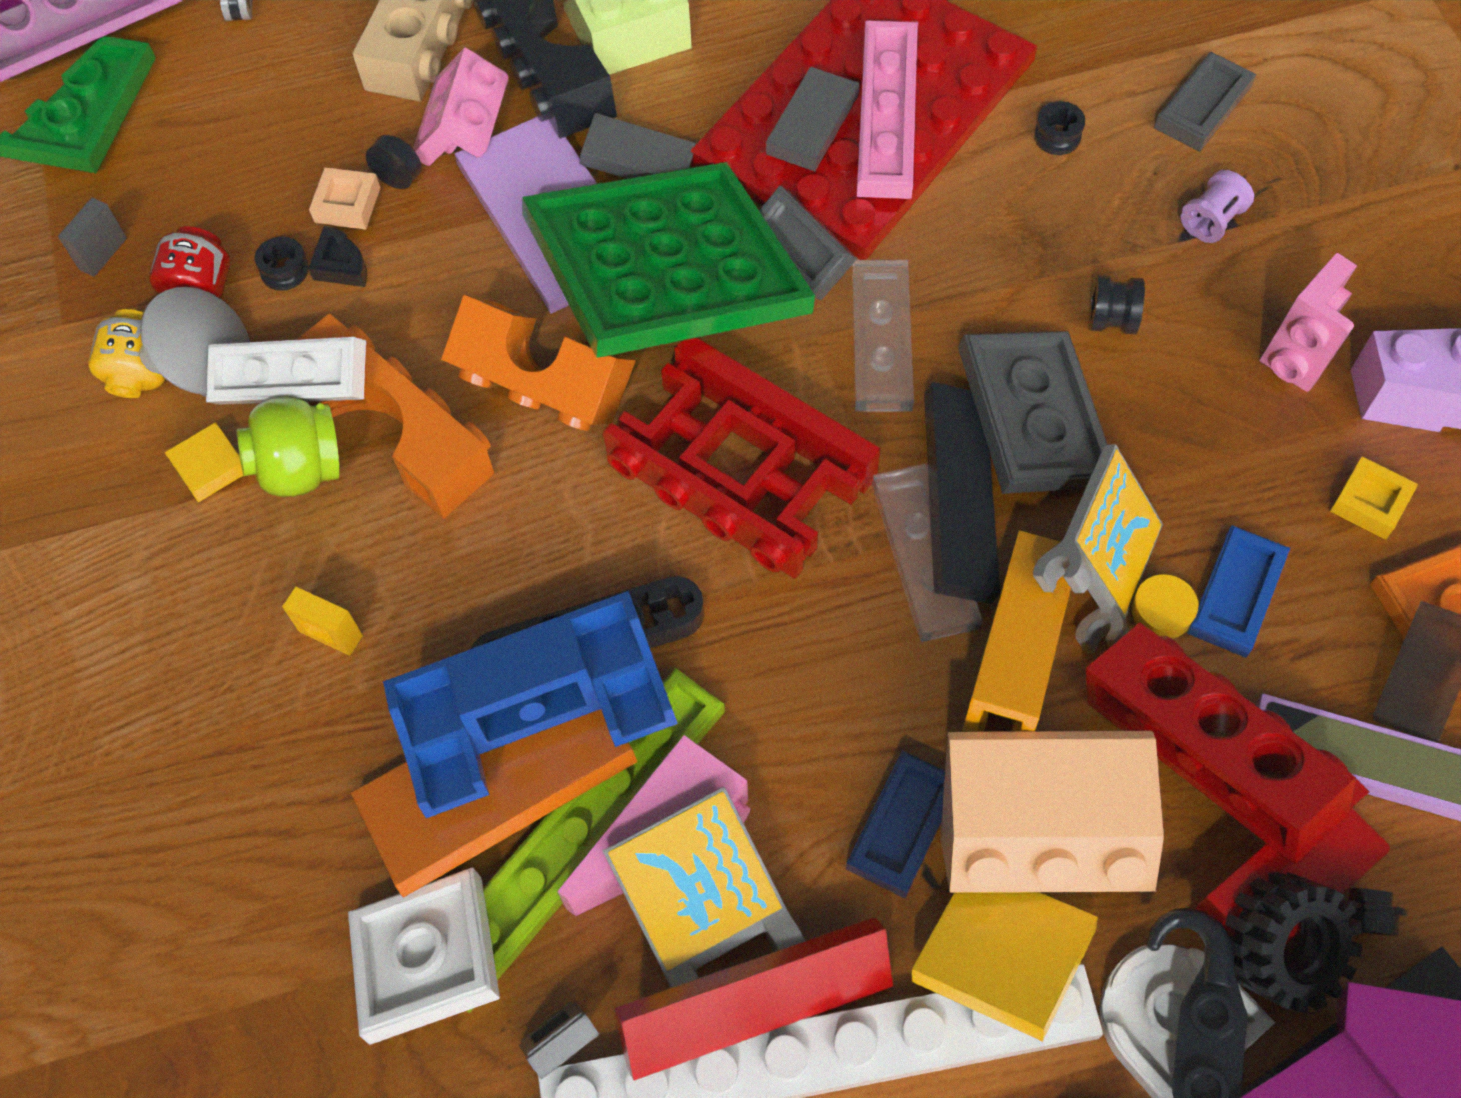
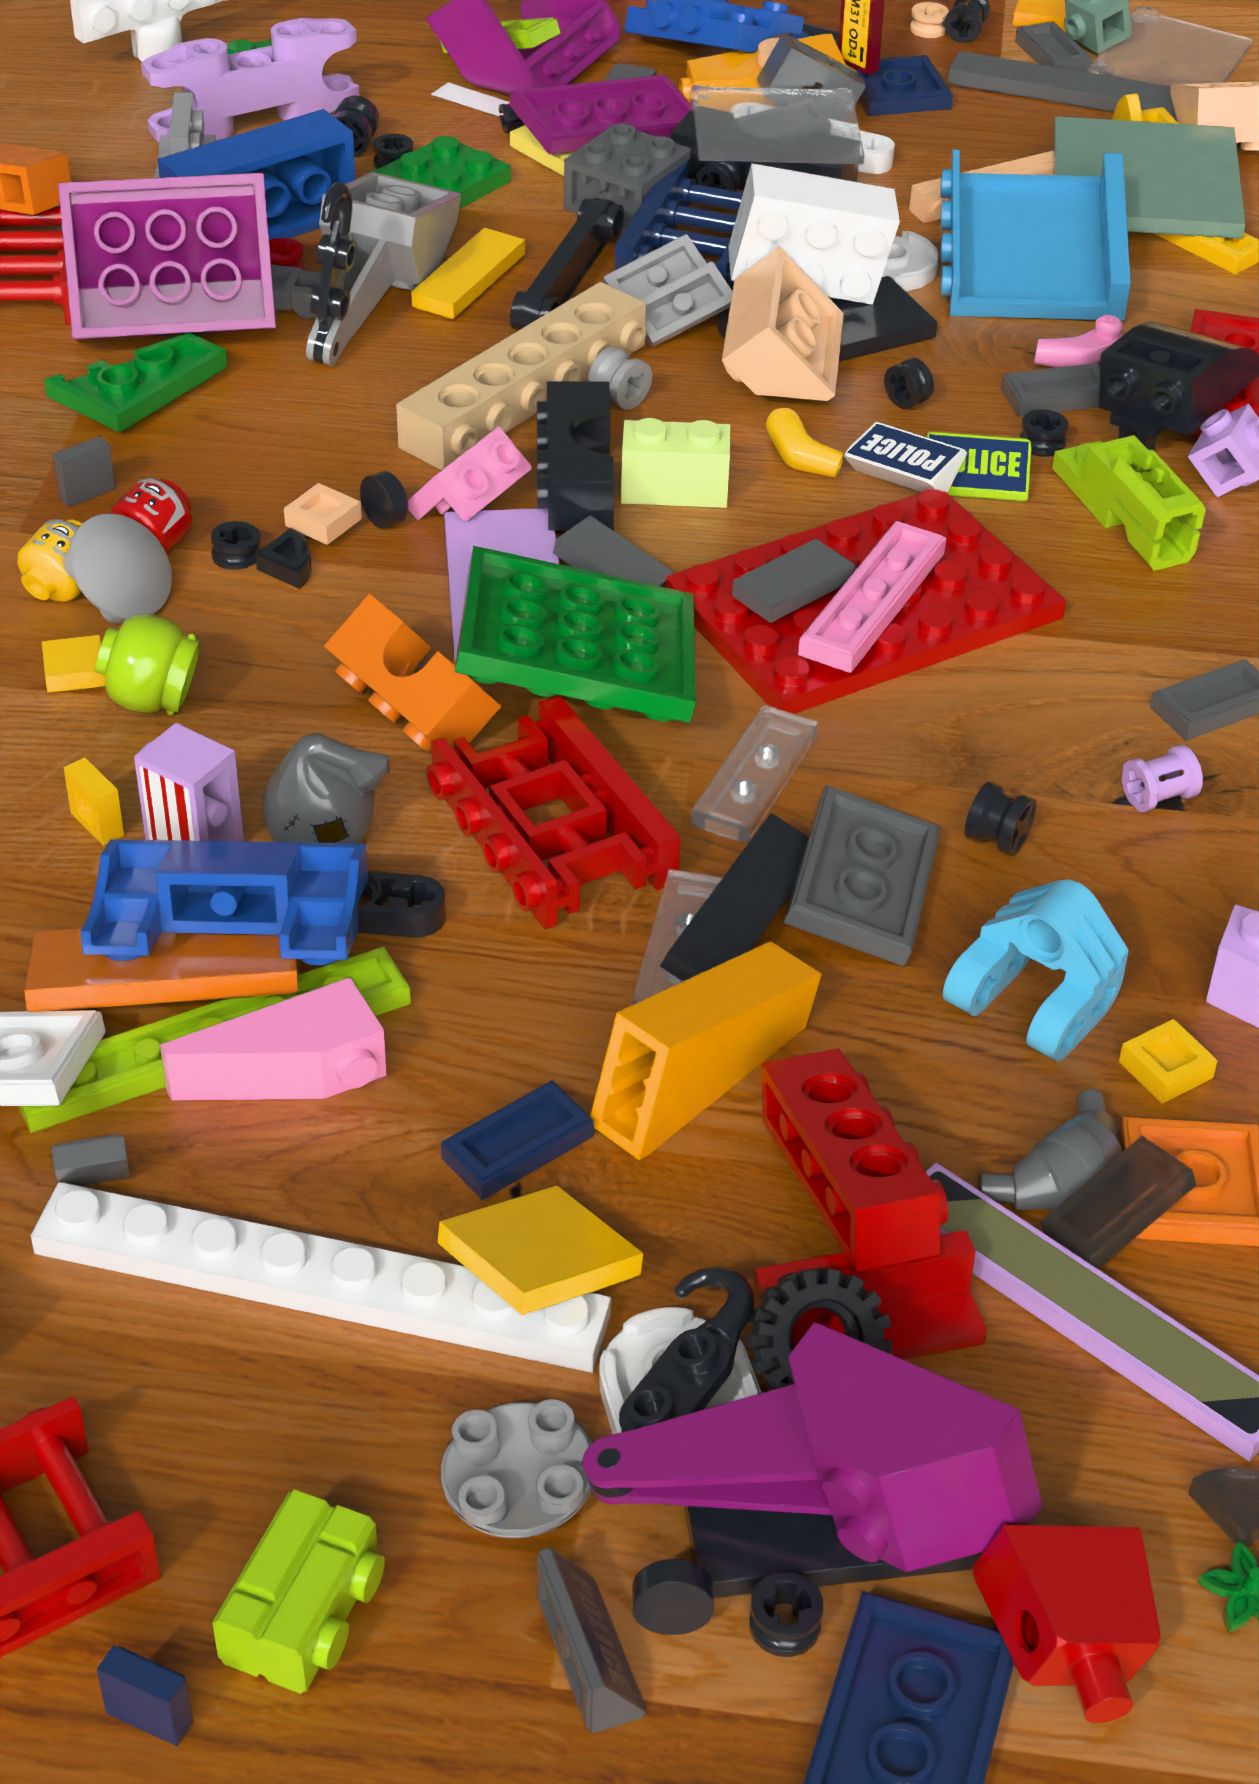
camera: 20 degrees right, 20 degrees down
(289, 368) = (196, 604): white tile -> none
(421, 593) = (188, 788): none -> lavender brick
(435, 452) = (242, 642): orange arch -> none
(536, 533) = (323, 792): none -> dark grey piece
(699, 887) = (286, 1096): yellow flag -> none
(753, 998) = (284, 1190): tile -> none
(807, 242) = (725, 677): dark grey tile -> none
(1052, 811) = (648, 1148): light nougat slope -> none
(1064, 115) = (1046, 673): black bush -> none
(1104, 548) = (853, 975): flag -> none
(1165, 605) = (891, 1068): yellow tile -> none
(1239, 591) = (974, 1084): blue tile -> none
(1251, 420) = (1063, 930): none -> medium azure piece
(1312, 327) = (1178, 880): bright pink bracket -> none
(1358, 642) = (1059, 1160): none -> dark grey piece
(1376, 911) = (927, 1352): black plate -> none

